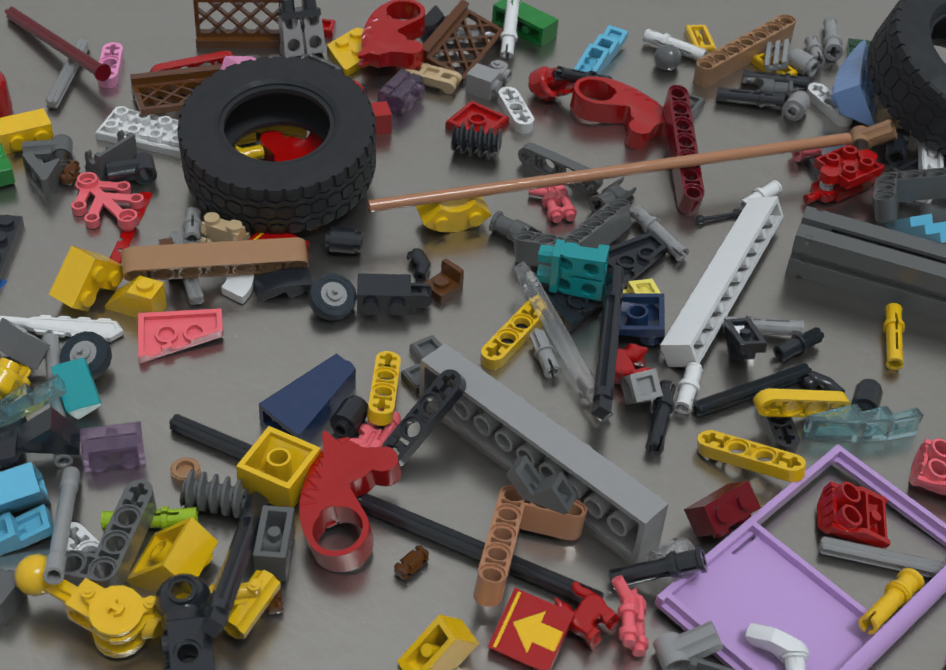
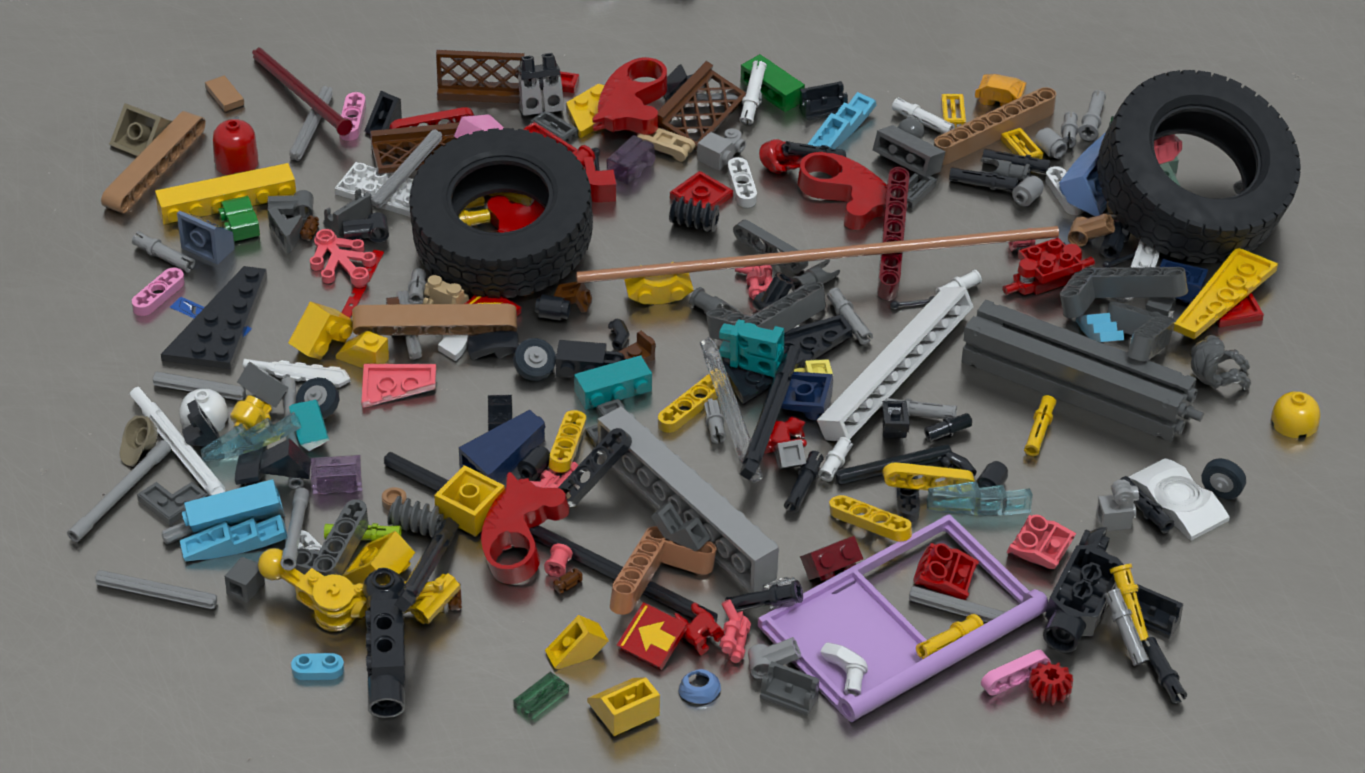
camera: 10 degrees right, 0 degrees up
(144, 57) = (384, 112): none -> black slope
(169, 110) = (406, 168): none -> light grey axle
(275, 541) = (460, 554): dark grey brick -> none
(299, 357) = (499, 410): none -> black slope
(368, 224) = (575, 293): none -> reddish brown bracket
(397, 530) = (557, 562): none -> coral bush
(423, 317) = (613, 382): none -> teal brick
(576, 34) = (822, 100): none -> black hinge
(583, 208) = (776, 290): none -> black piece
(671, 72) = (909, 150): none -> dark grey brick
(735, 18) = (999, 88): none -> light orange slope
(777, 47) = (1020, 134): light grey tile -> none

